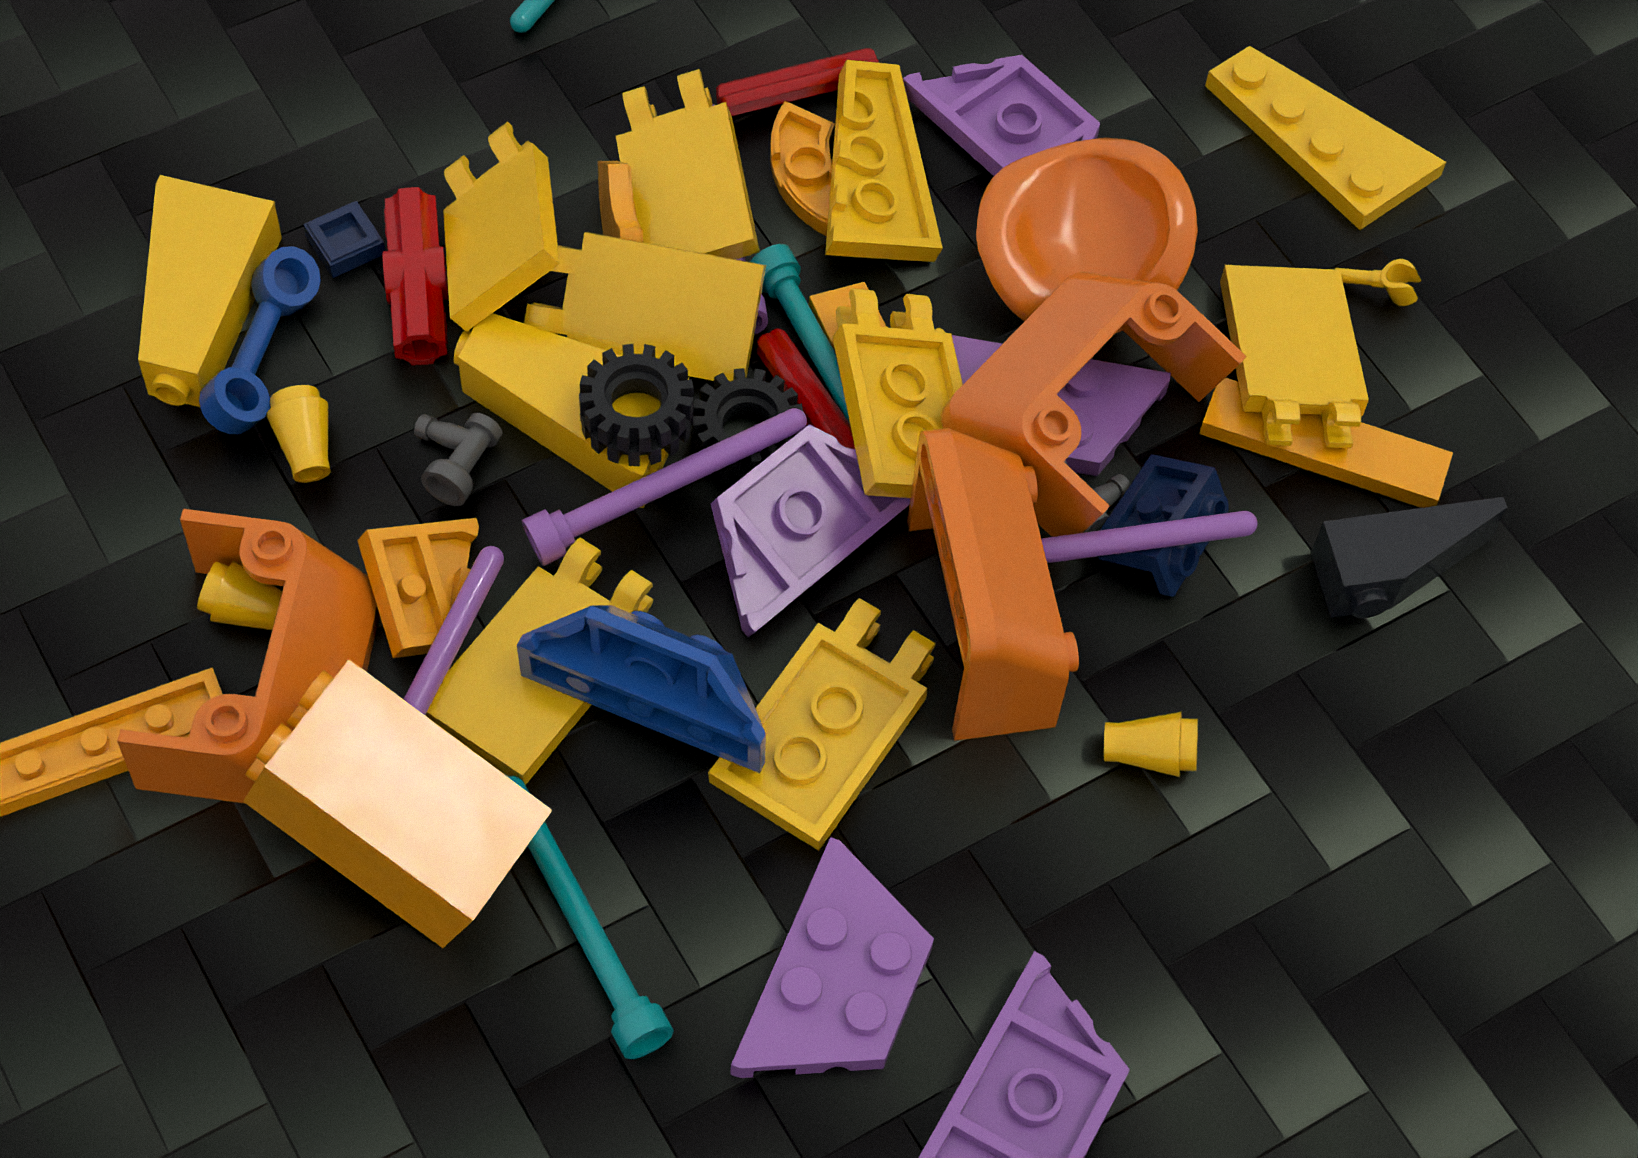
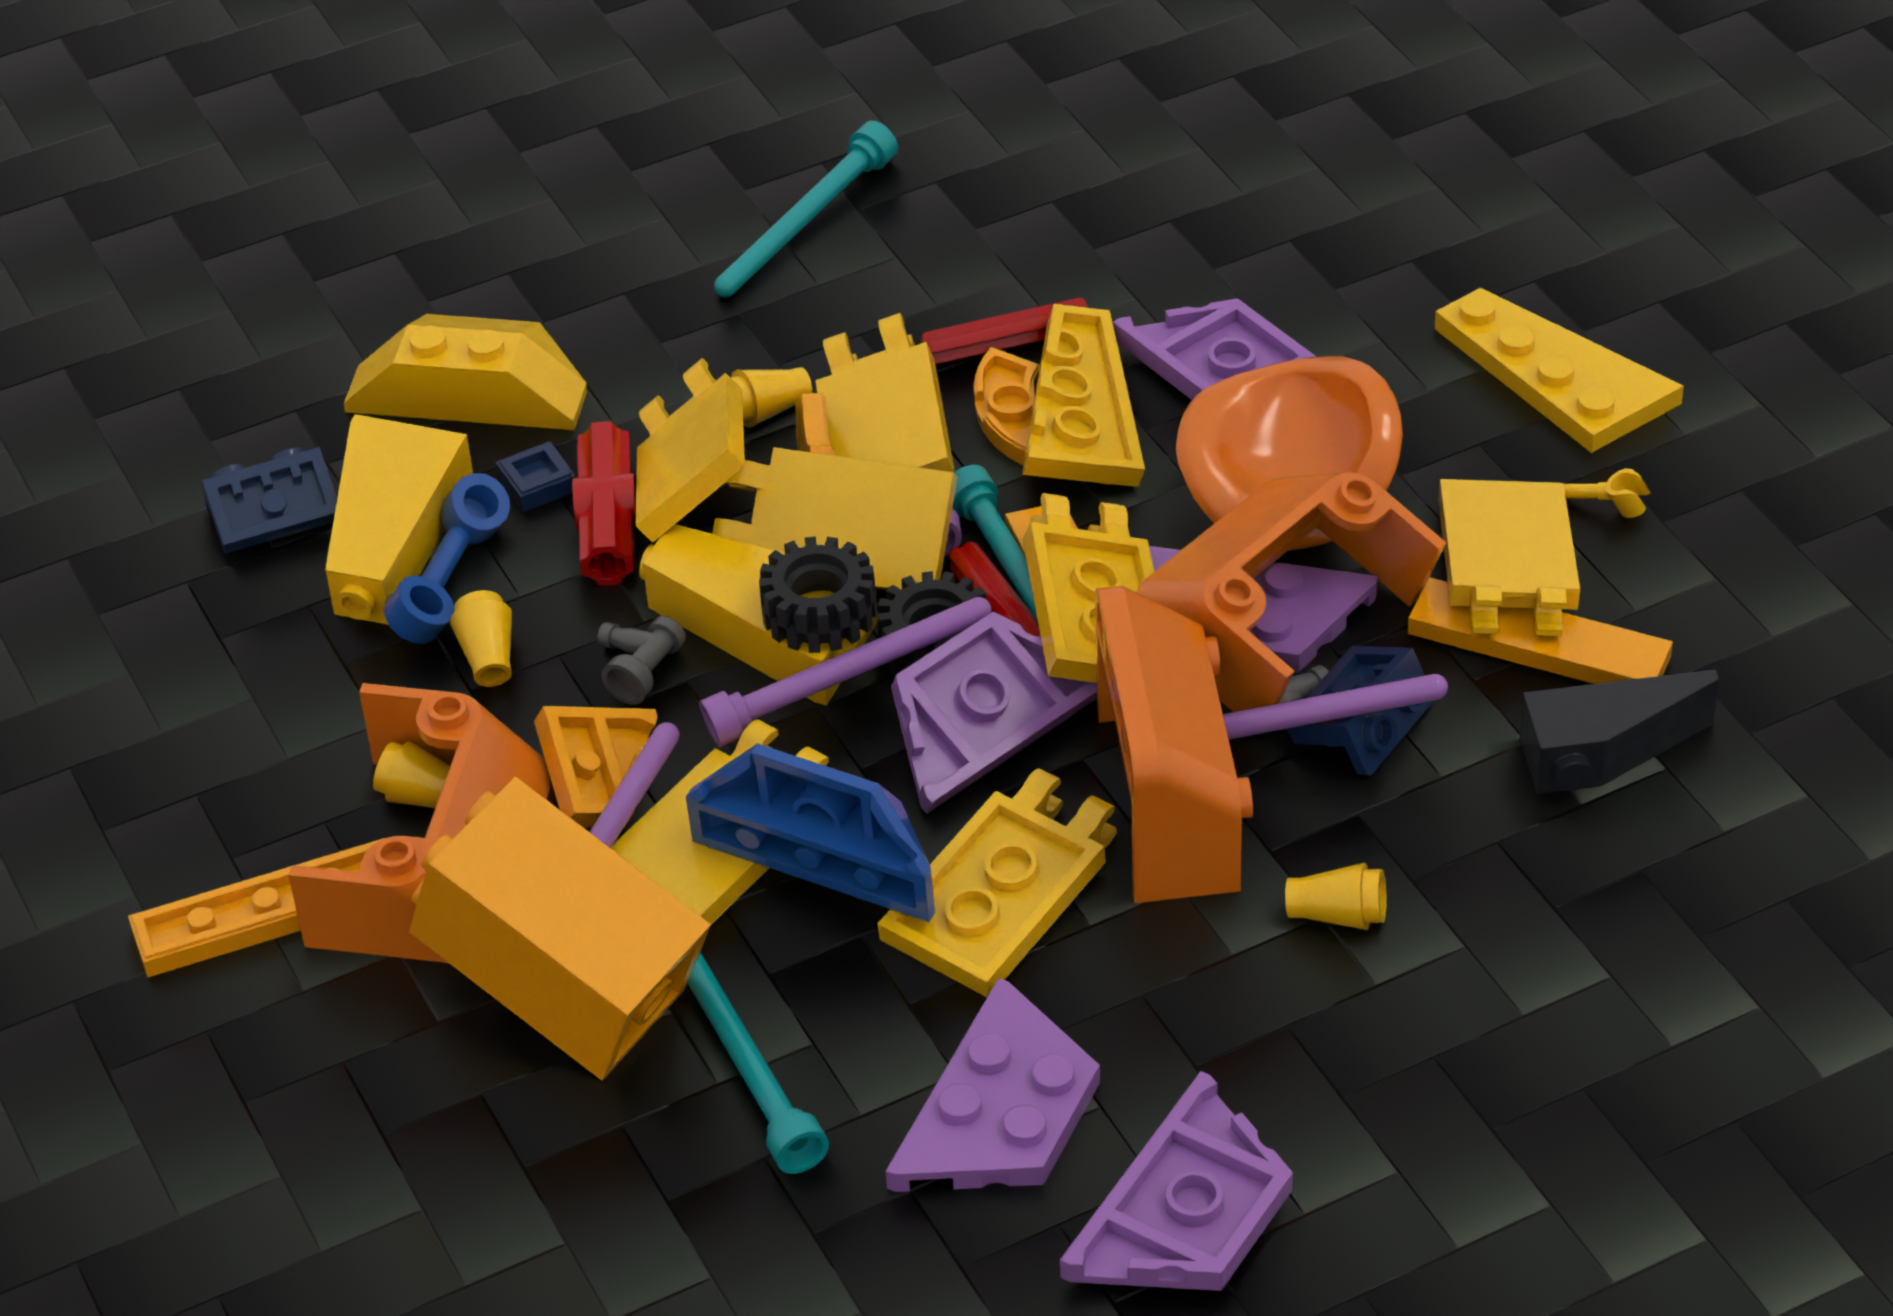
camera: 10 degrees right, 15 degrees down
(78, 265) = (270, 498): none -> dark blue bracket
(273, 119) = (470, 374): none -> yellow wedge
(572, 148) = (769, 392): none -> yellow cone

